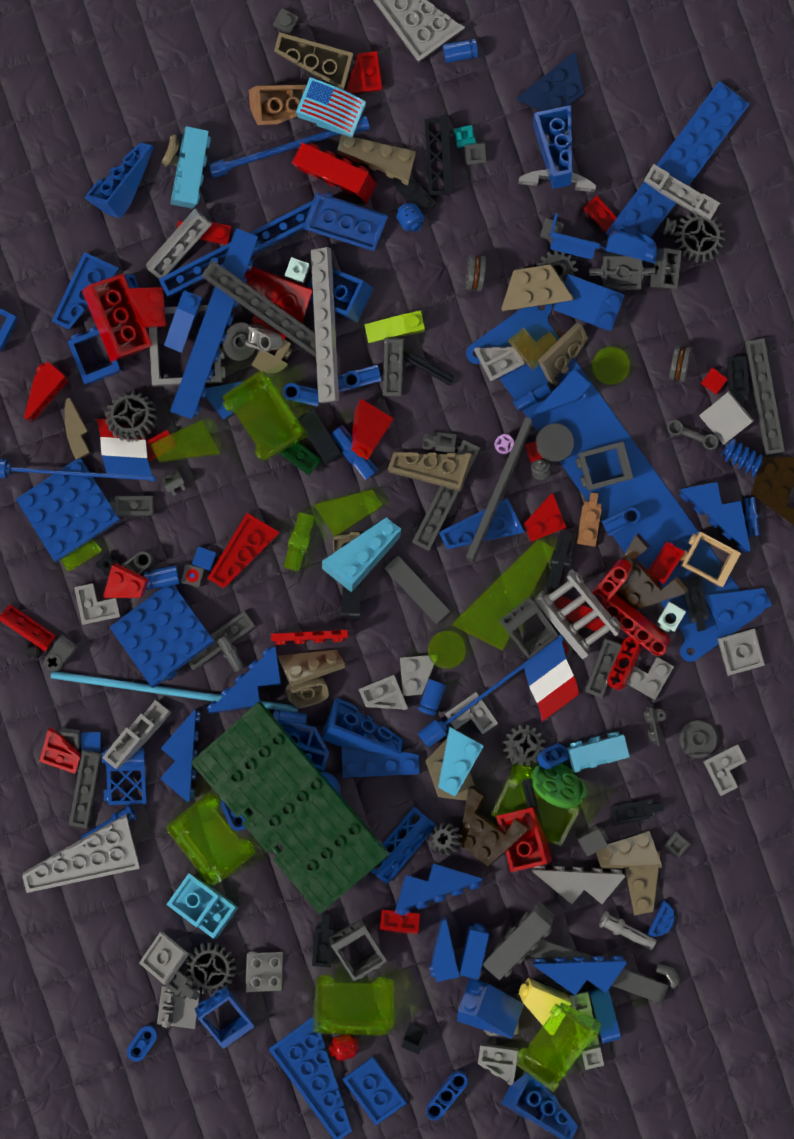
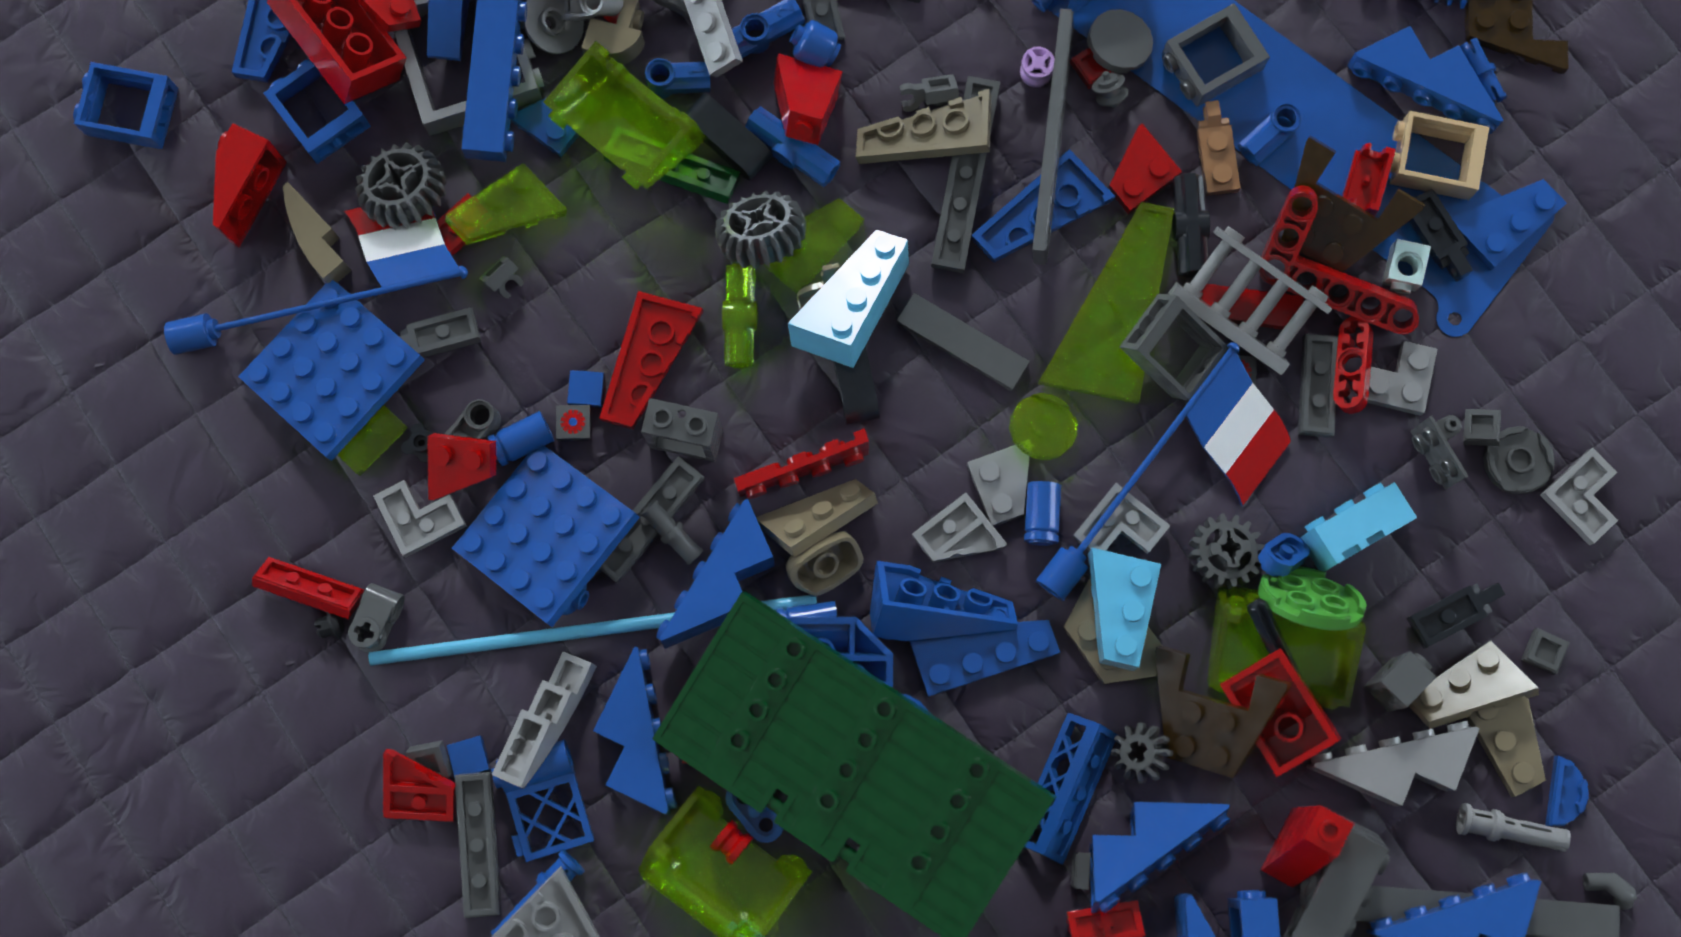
camera: 10 degrees left, 10 degrees down
(218, 825) = (731, 842): none -> red wheel
(242, 597) = (693, 436): none -> dark grey window
(323, 505) = (760, 229): none -> dark grey gear
(382, 399) = (815, 44): none -> blue head
(395, 890) = (1080, 870): none -> dark grey tile
(513, 910) = (1306, 844): none -> red slope
(683, 716) = (1482, 427): none -> dark grey tile
(741, 651) = (1540, 294): light grey tile -> none

